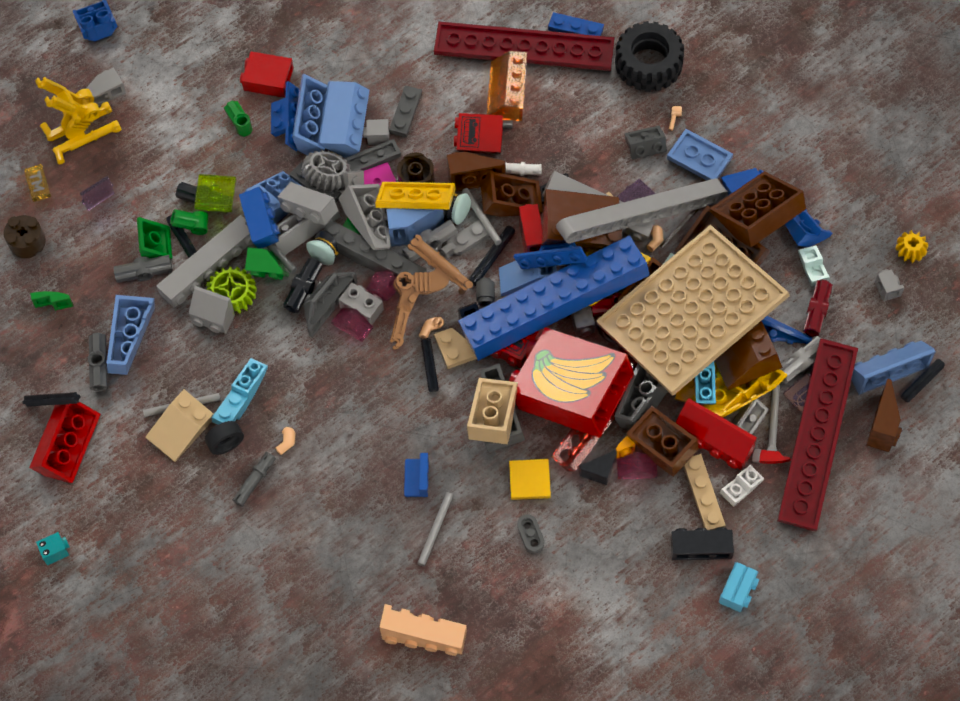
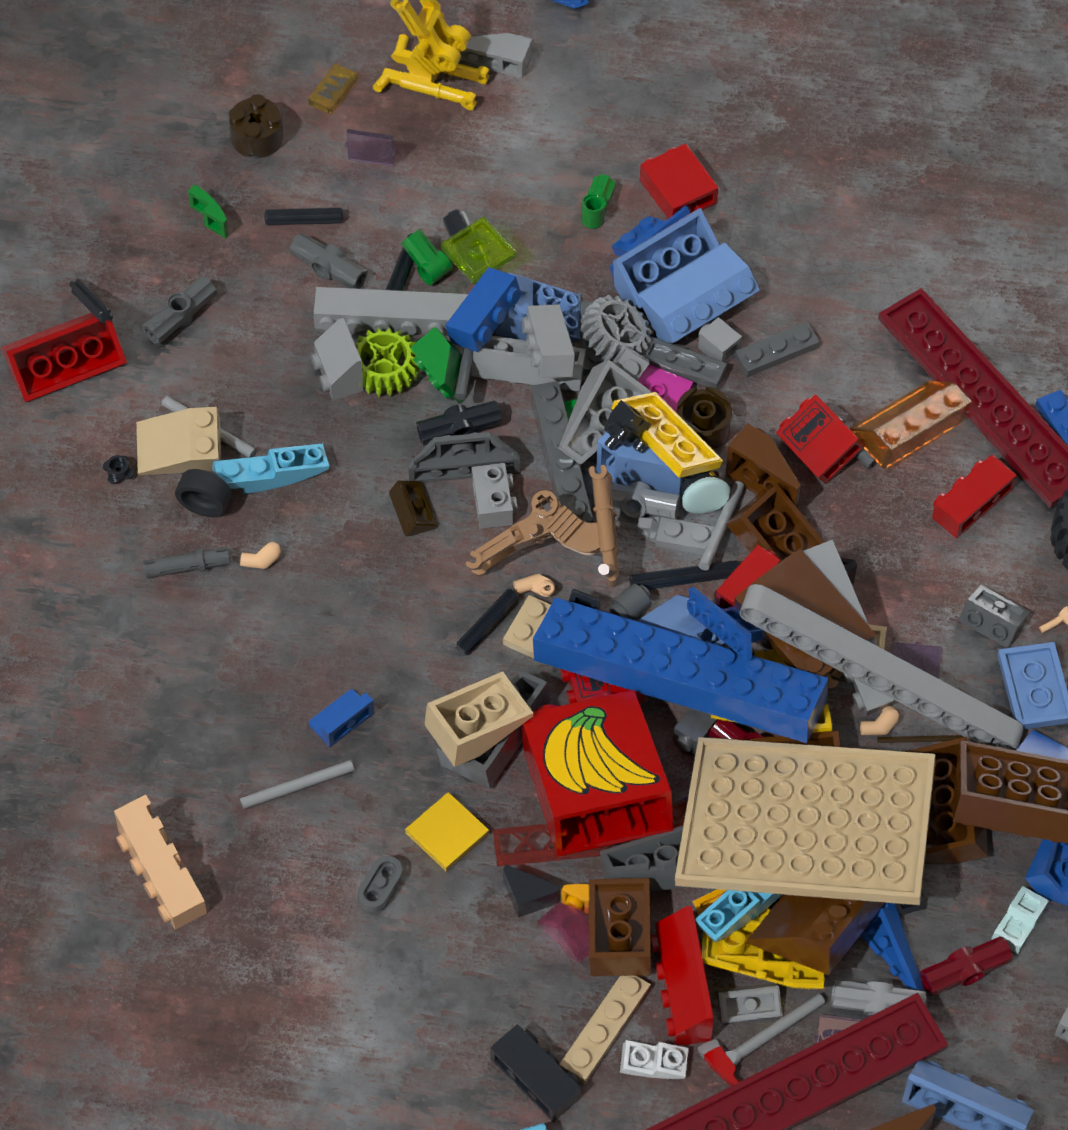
camera: 45 degrees right, 5 degrees down
(101, 258) = (303, 216): none -> black axle
(128, 327) = (237, 306): medium blue wedge -> none
(153, 238) = (370, 241): green slope -> none
(162, 463) = (118, 462): none -> black plate
(323, 248) = (519, 403): light aqua piece -> none
(328, 347) = (412, 507): none -> dark brown slope
(353, 323) = (462, 509): clear pink slope -> none
(382, 285) = (526, 490): clear pink brick -> none
(398, 209) = (625, 427): none -> black piece
(523, 169) = (825, 519): white pin -> none
(573, 96) = (973, 495): none -> red brick

